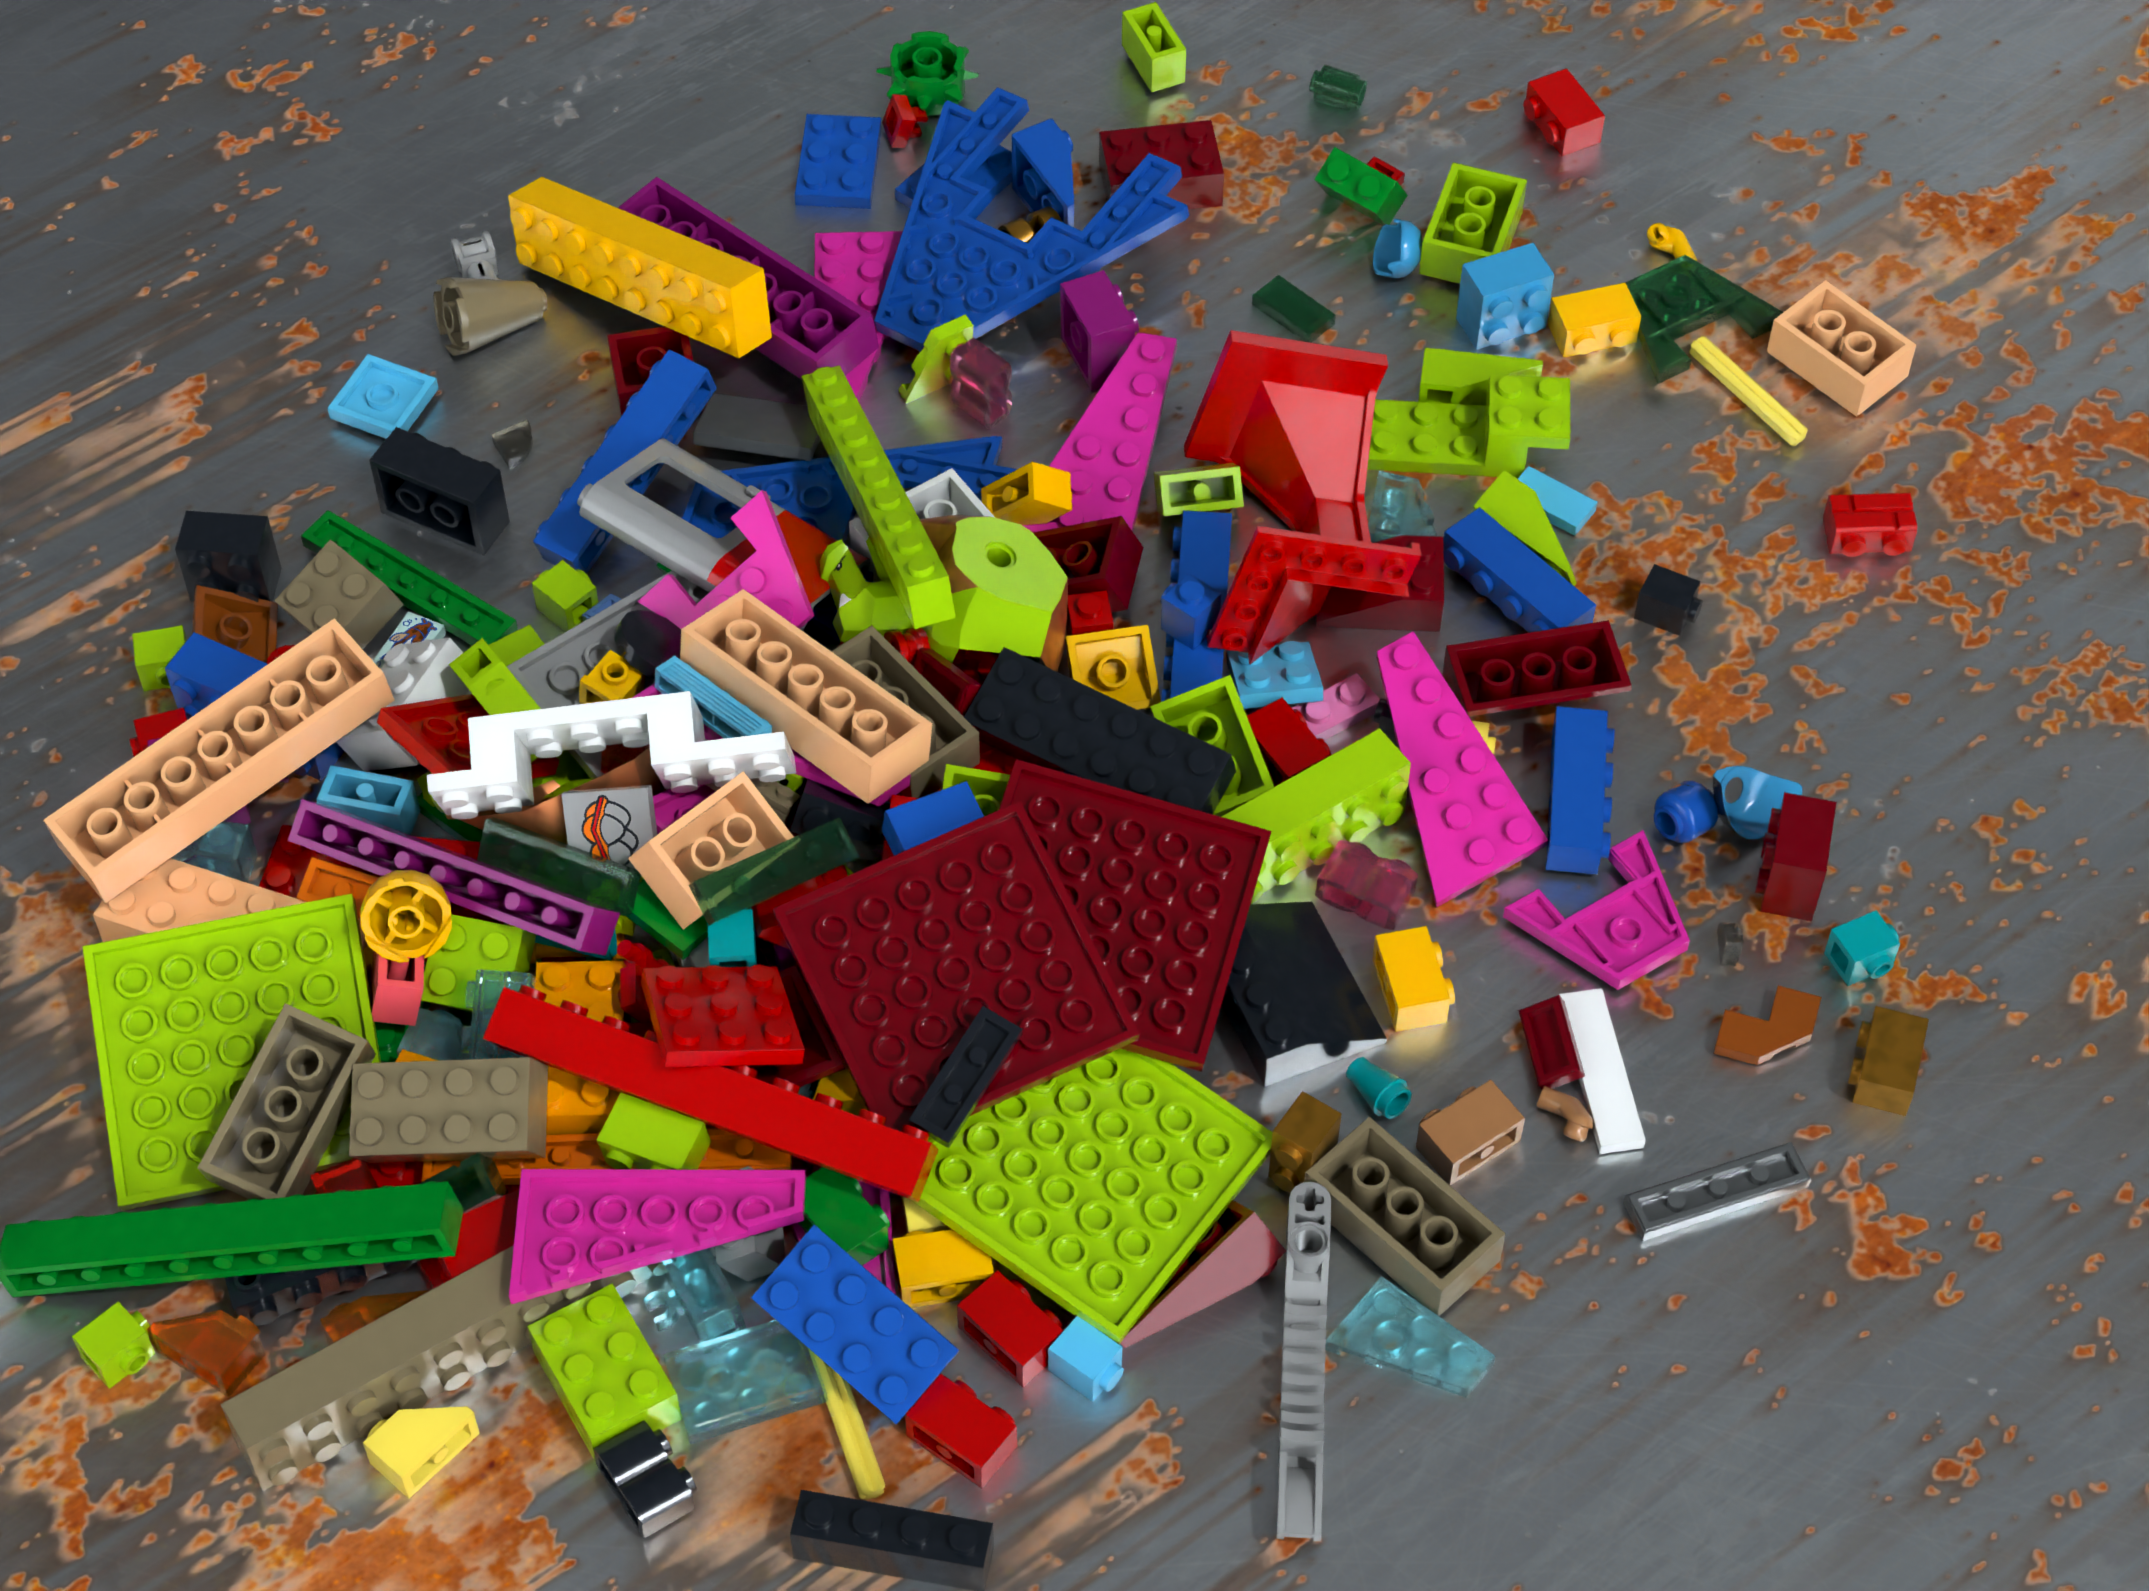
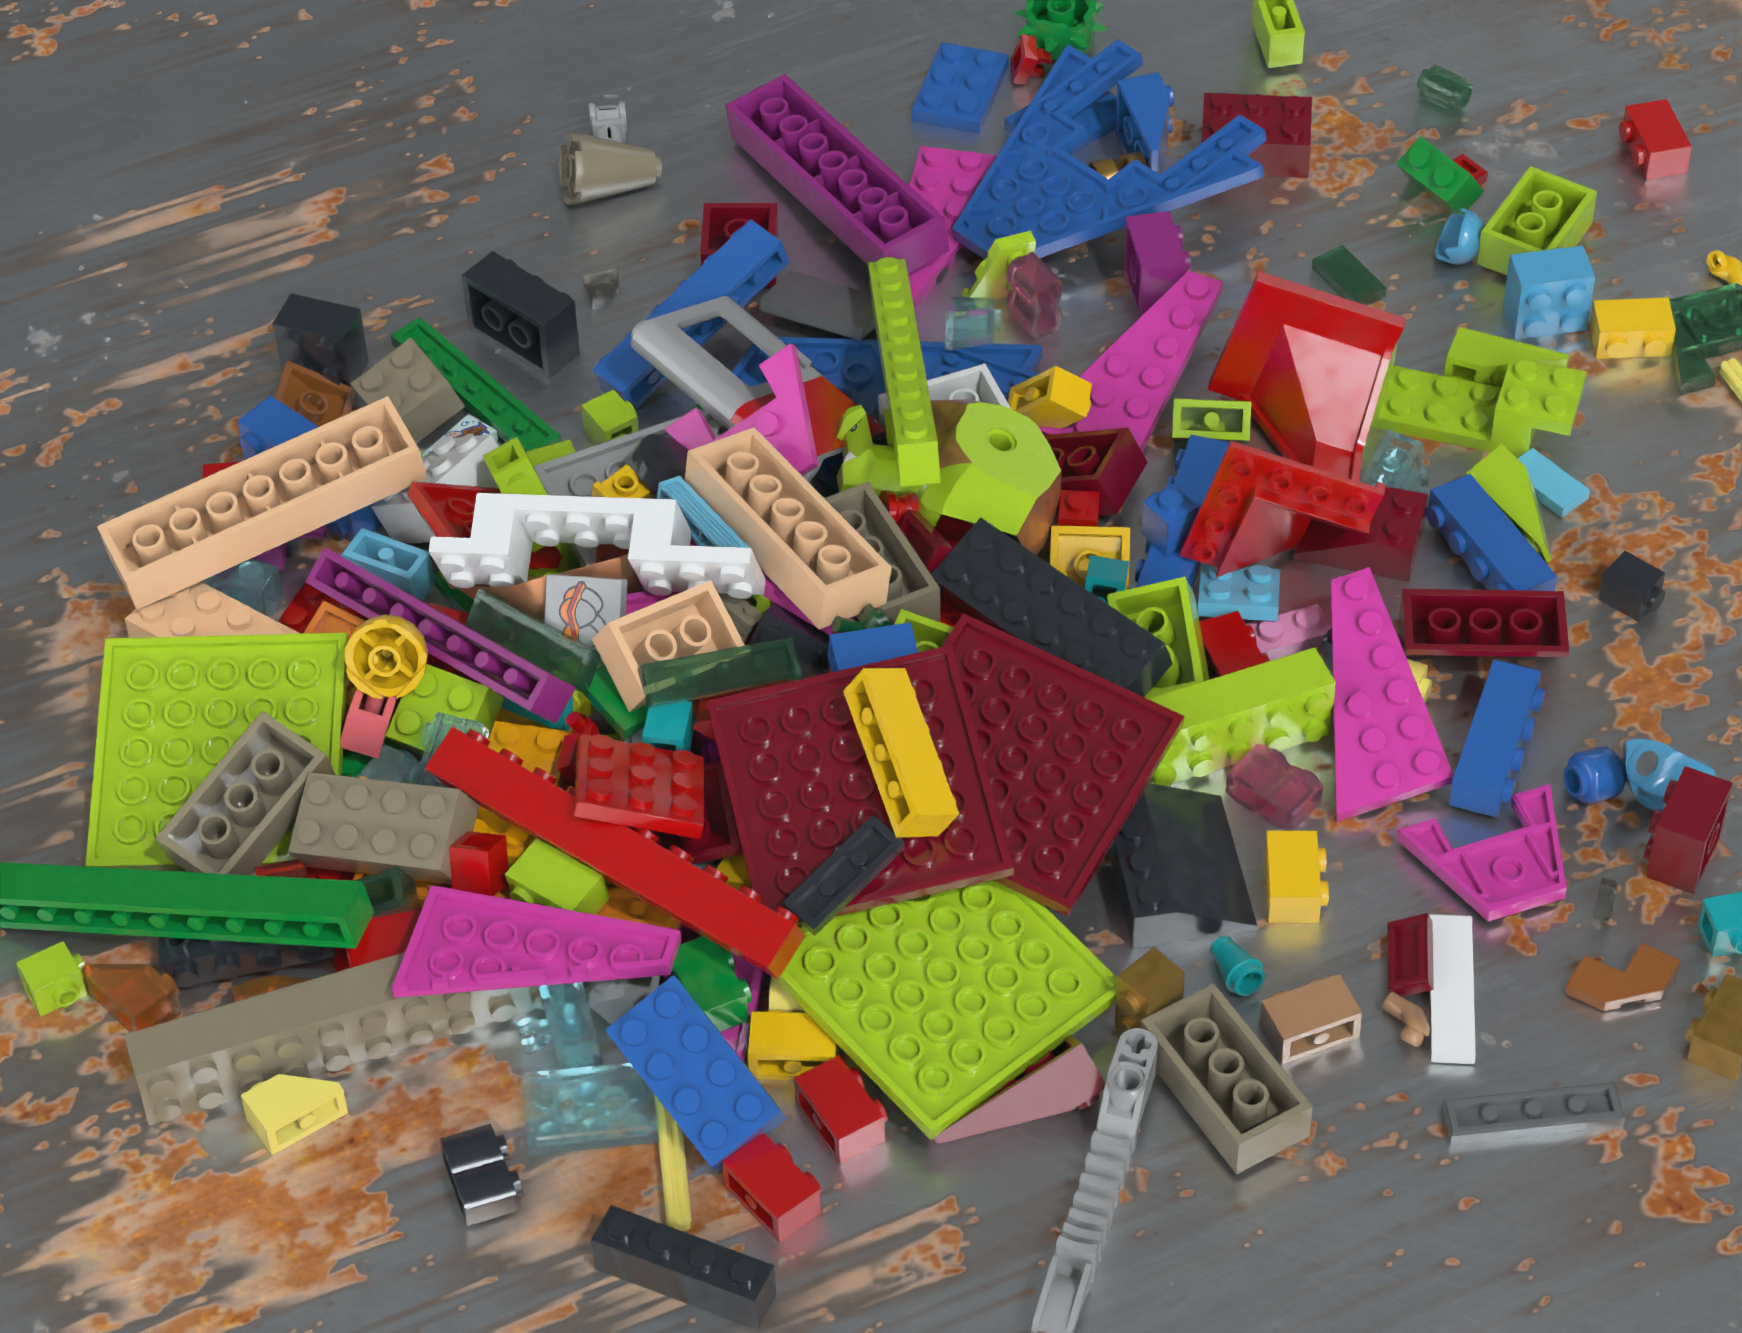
camera: 15 degrees right, 5 degrees down
(153, 652) = (231, 409): lime brick -> none
(382, 397) = (494, 226): medium azure plate -> none
(564, 1132) = (479, 863): none -> red brick
(603, 1368) = (467, 1073): lime brick -> none
(641, 266) = (747, 147): yellow brick -> none
(916, 785) = (867, 619): none -> dark green plate
(921, 422) = (971, 322): none -> clear light blue slope
(998, 932) = (901, 752): none -> yellow brick
(1086, 1359) = (900, 1147): medium azure brick -> none
(1138, 685) = (1105, 576): none -> teal brick
(1406, 1336) = (1203, 1184): clear light blue wing -> none

